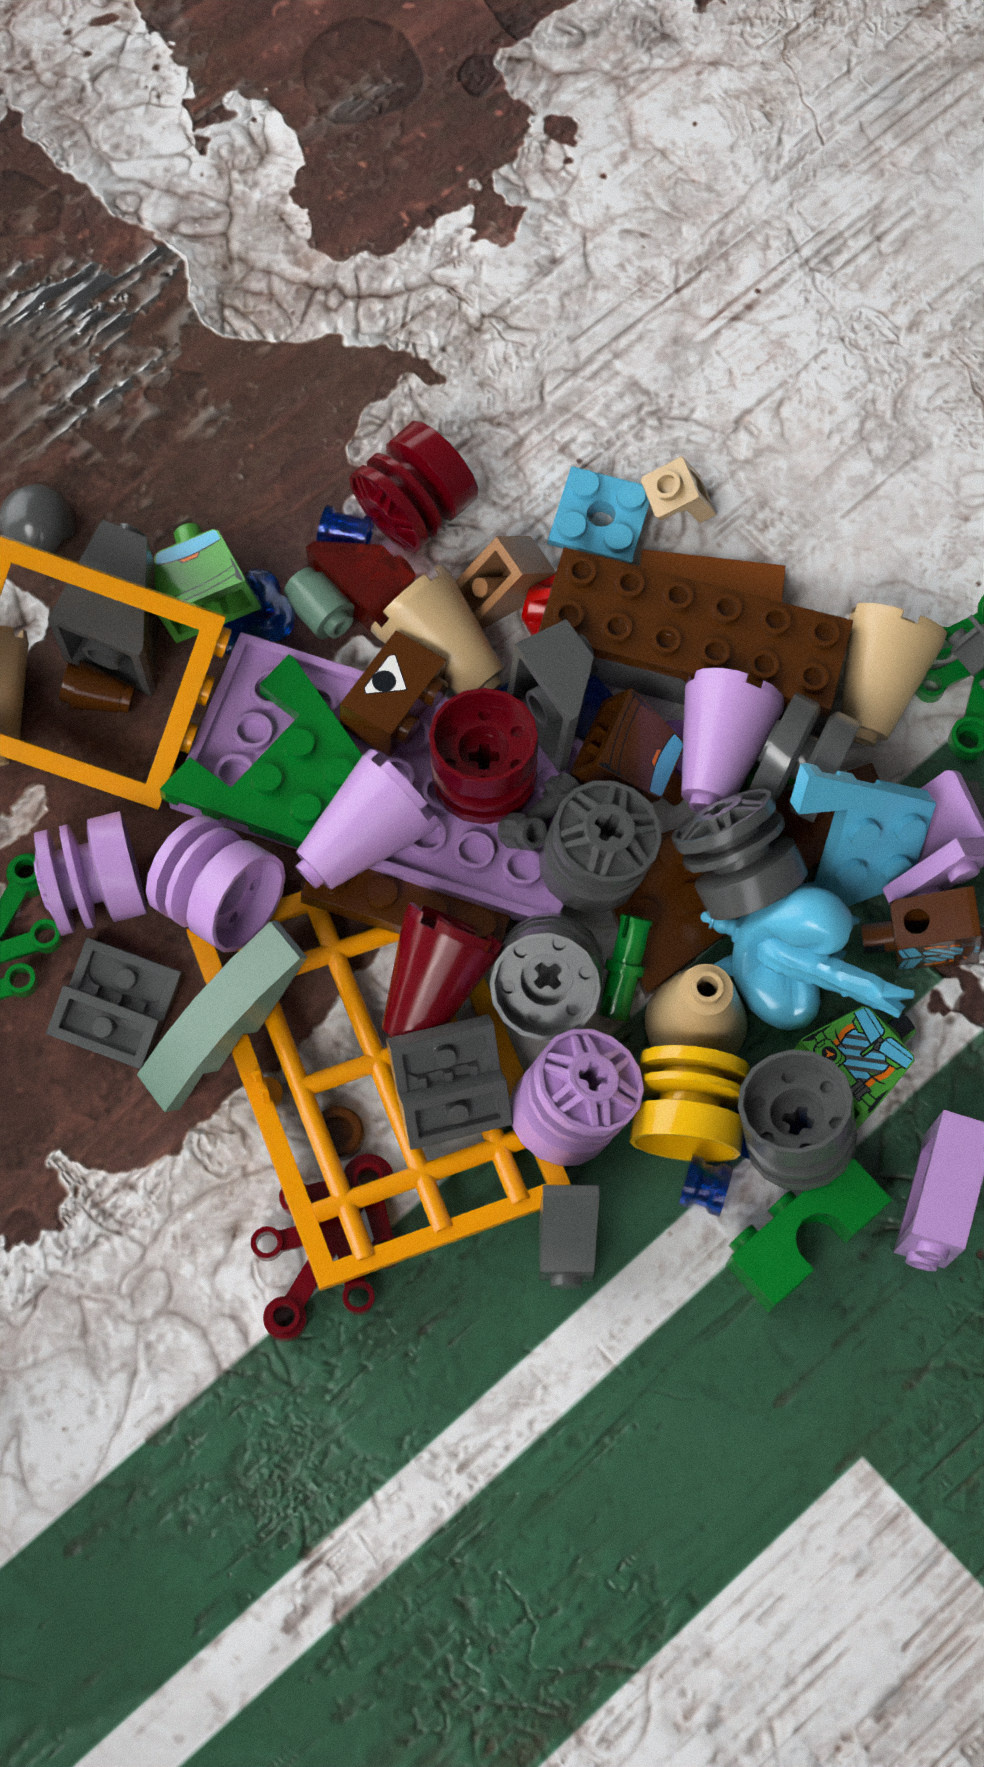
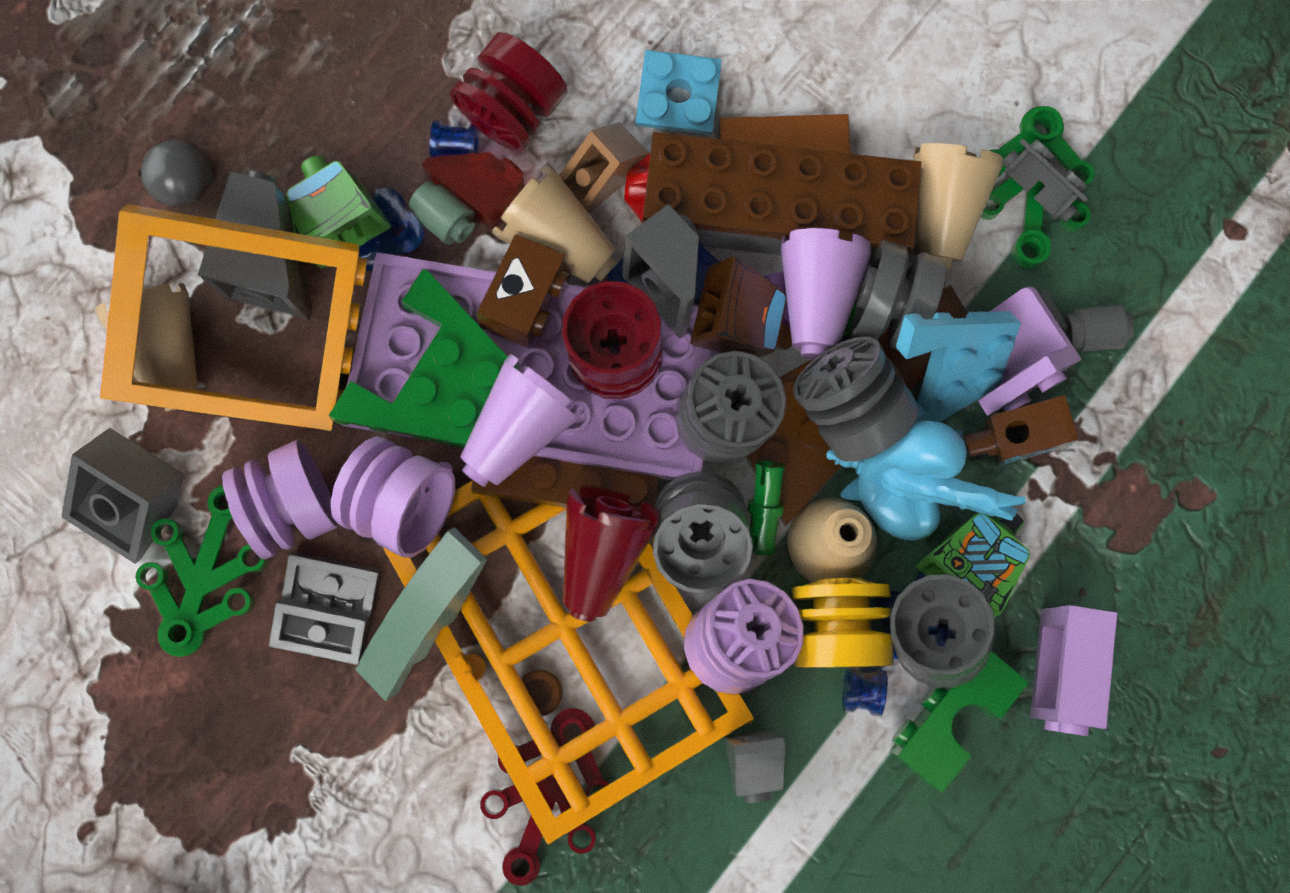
camera: 10 degrees left, 10 degrees up
(95, 690) = (256, 324): reddish brown cone -> none
(449, 1081) = (630, 642): dark grey slope -> none
(529, 830) = (663, 400): dark grey bar -> none
(677, 489) = (742, 59): tan bracket -> none

